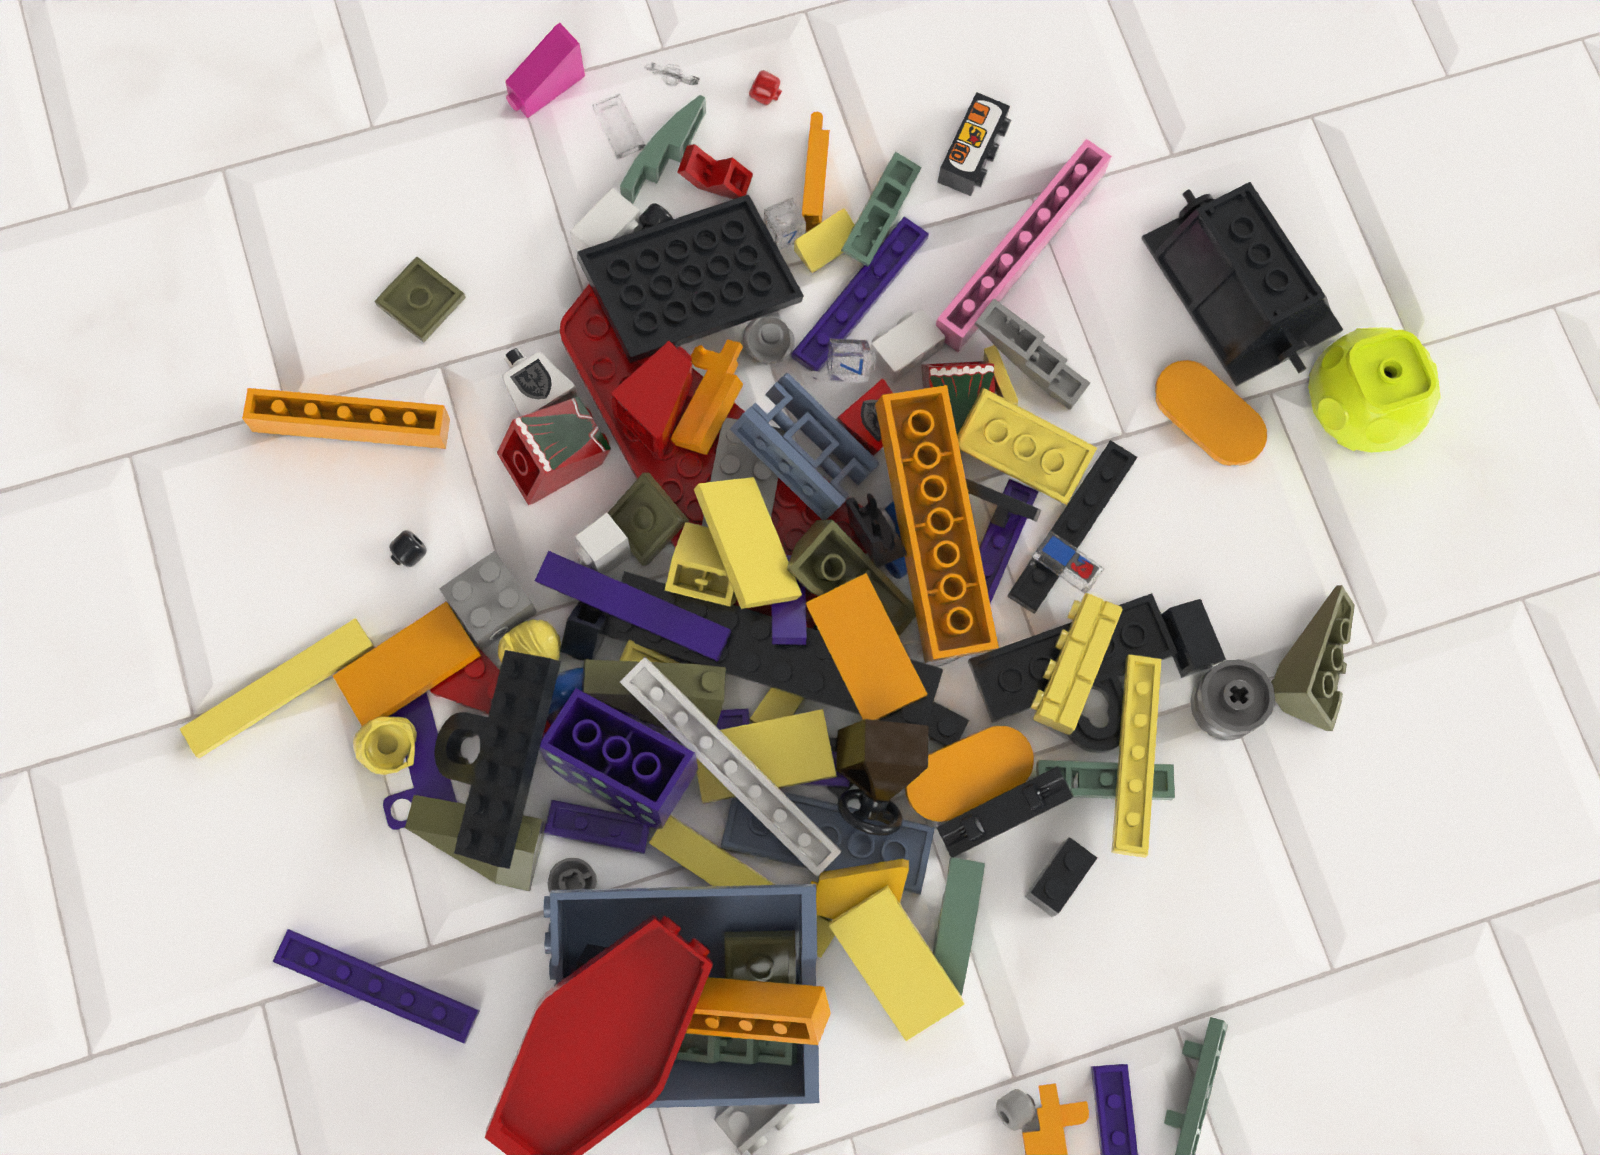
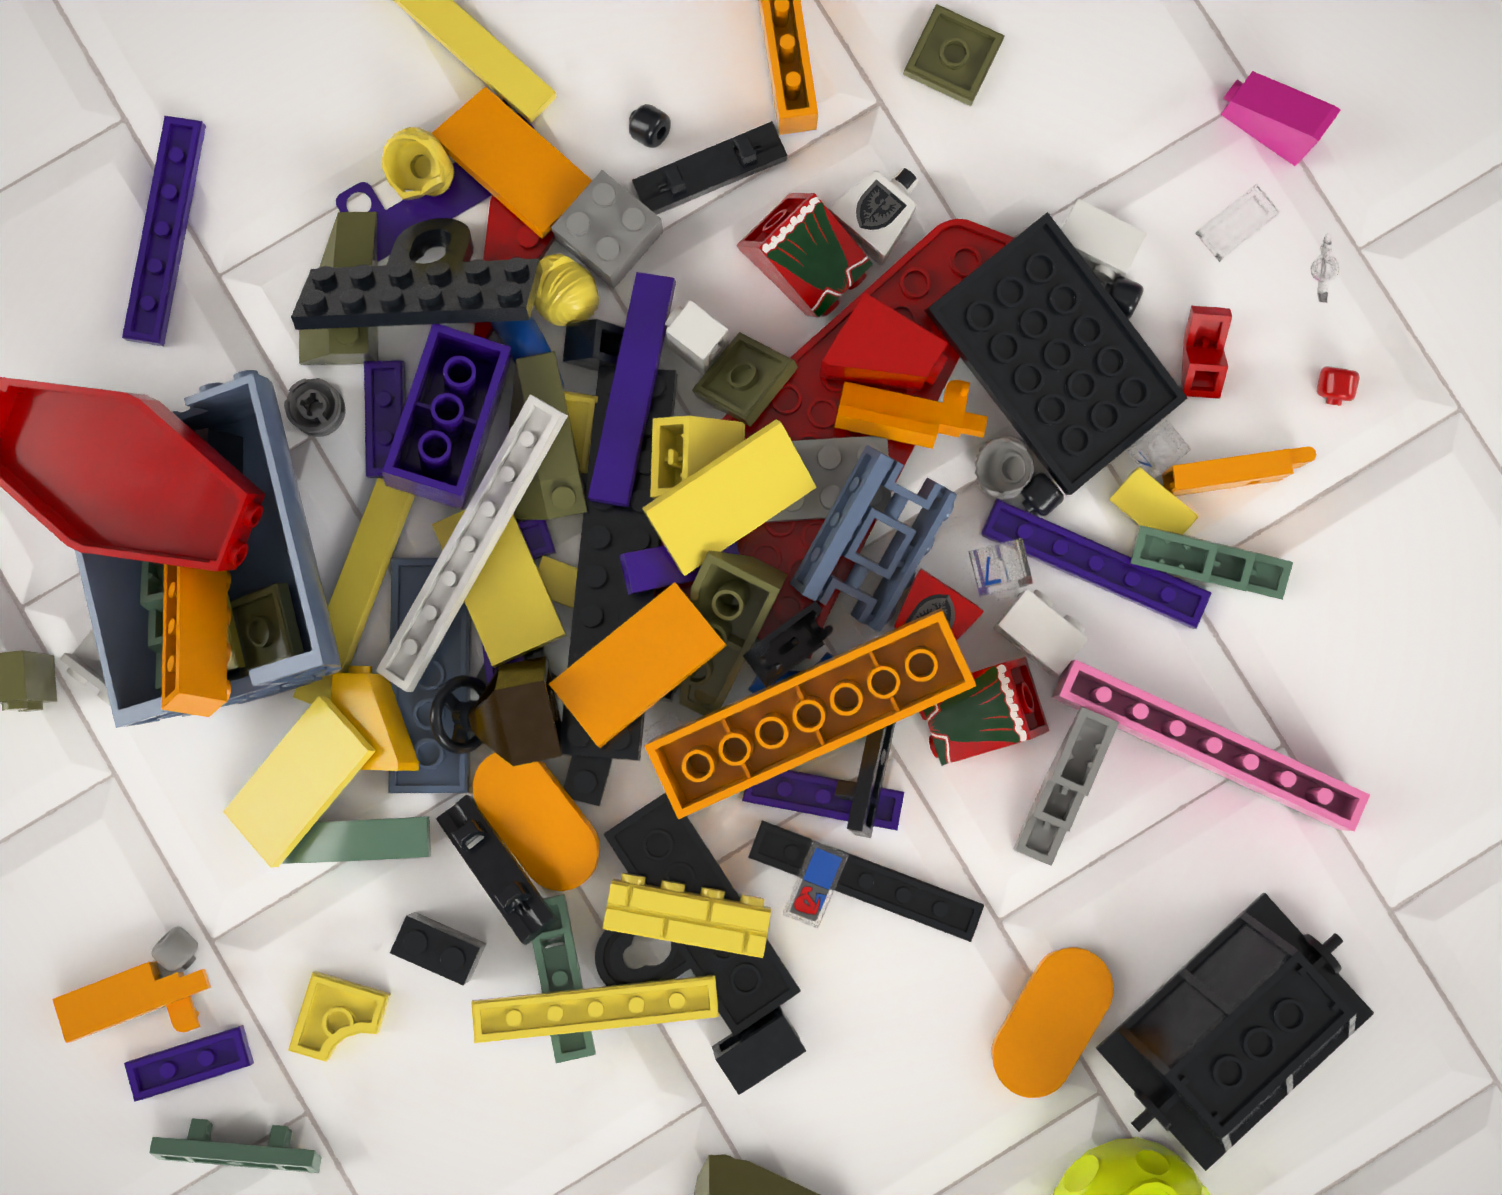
camera: 80 degrees right, 10 degrees up
(458, 508) = (710, 169): none -> black hinge
(664, 145) = (1228, 284): sand green slope -> none
(798, 318) = (1041, 495): none -> black piece
(975, 144) = (1332, 658): brick -> none
(1002, 382) = (1025, 755): light yellow tile -> none
(1025, 446) = (943, 800): light yellow tile -> none
(1095, 981) = (334, 1012): none -> light yellow tile
(1246, 686) = (687, 1136): flat silver wheel -> none

